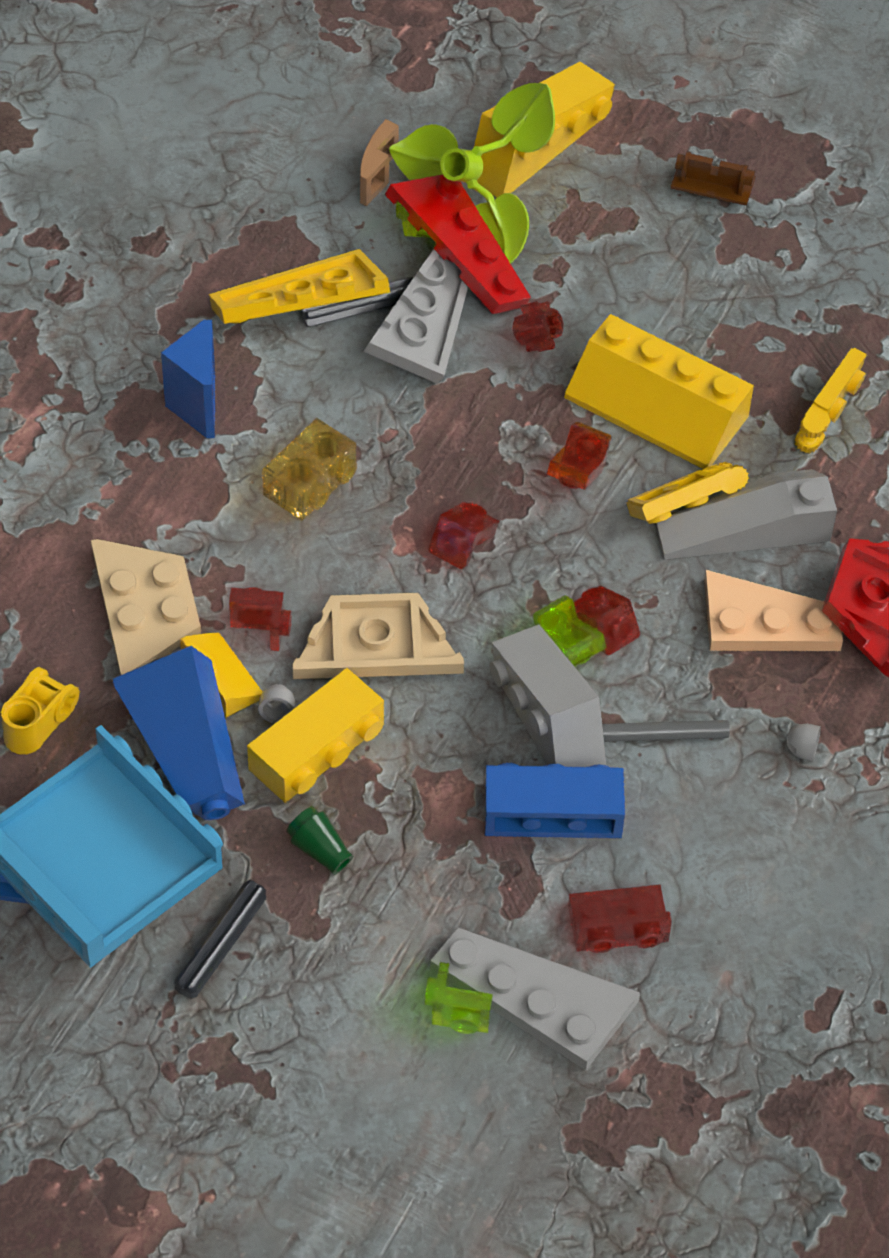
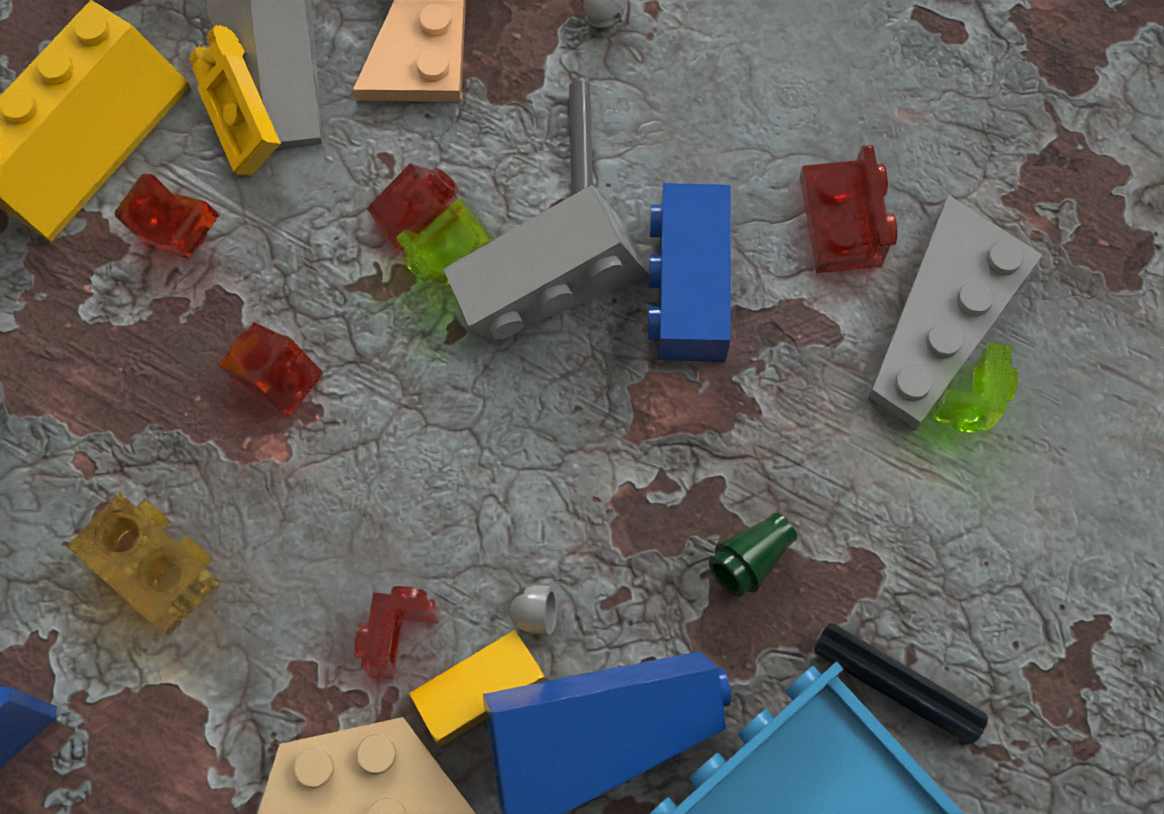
camera: 85 degrees left, 15 degrees up
(316, 735) = (595, 554): yellow brick -> none
(377, 638) = (436, 481): tan wing -> none

